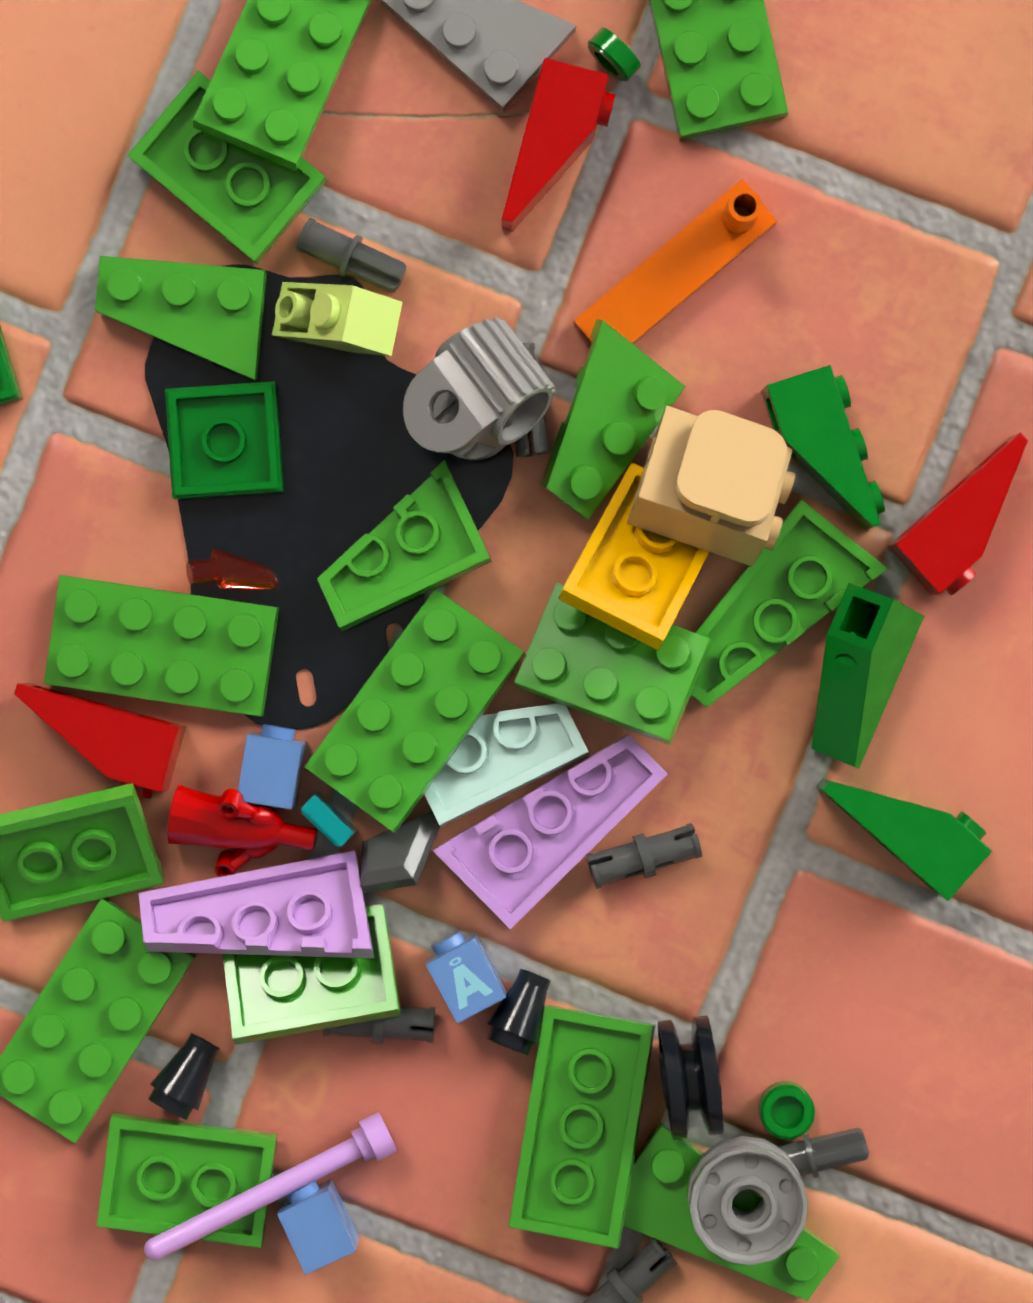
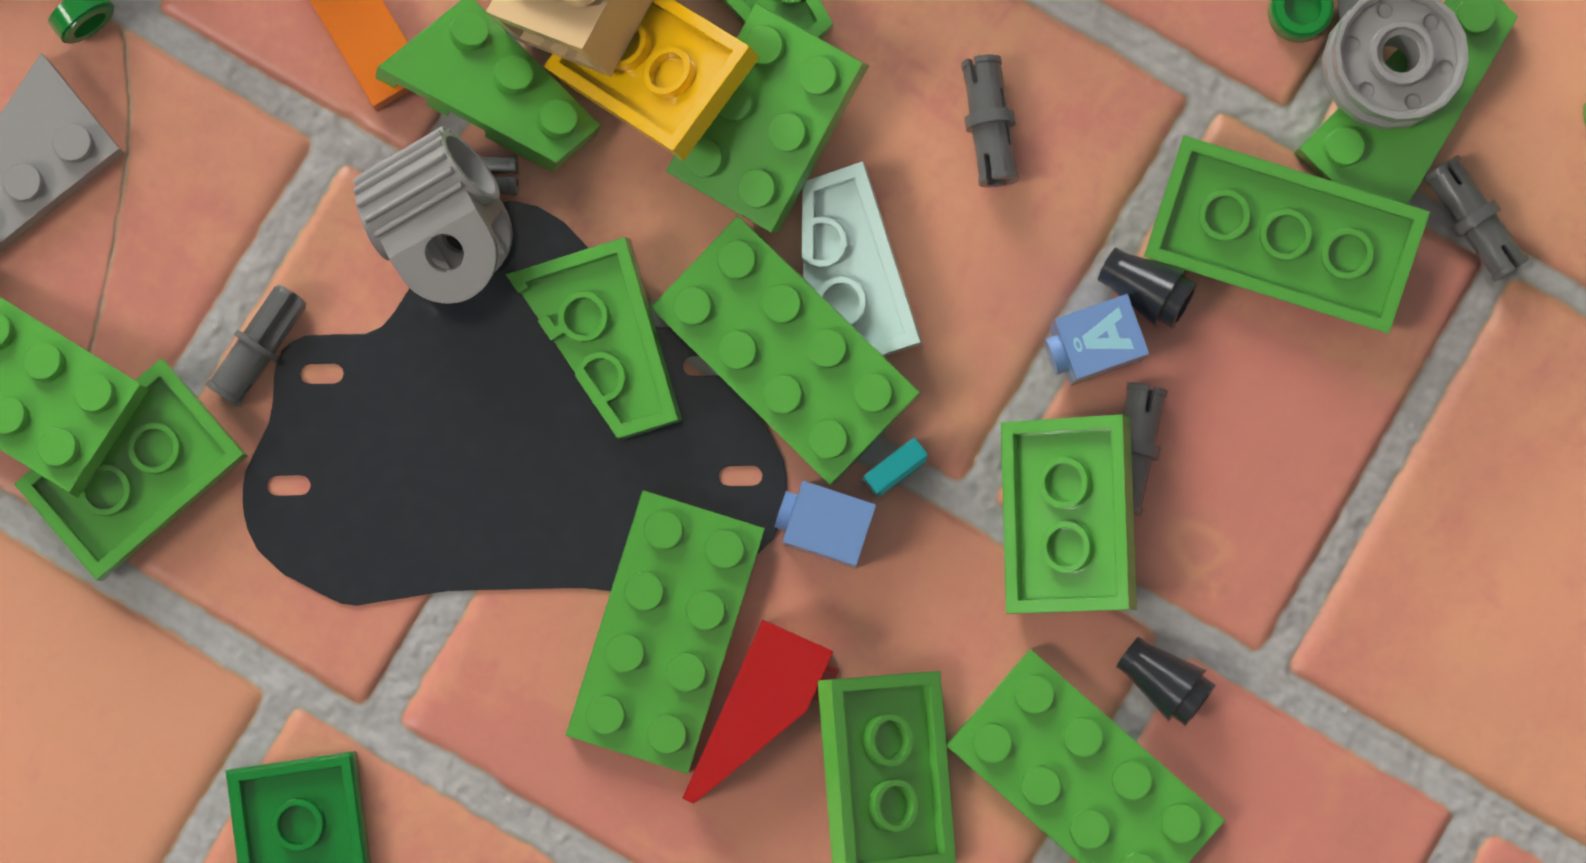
camera: 90 degrees left, 5 degrees down
(176, 1169) = (1285, 696): bright green plate -> none
(188, 305) = (281, 538): bright green wing -> none
(224, 440) = (442, 523): green tile -> none
(230, 572) = (594, 538): clear red bar -> none
(232, 824) = (884, 577): red piece -> none
(274, 910) = (990, 545): lavender wing -> none
(318, 1225) = (1357, 553): medium blue brick -> none
(337, 317) = (323, 369): yellowish green slope -> none
(367, 1141) = (1269, 479): lavender piece -> none
(399, 857) = (950, 397): dark grey piece -> none
(541, 836) = (950, 230): lavender wing -> none
(558, 130) = (143, 82): red slope -> none
(690, 1077) = (1247, 100): black wheel -> none

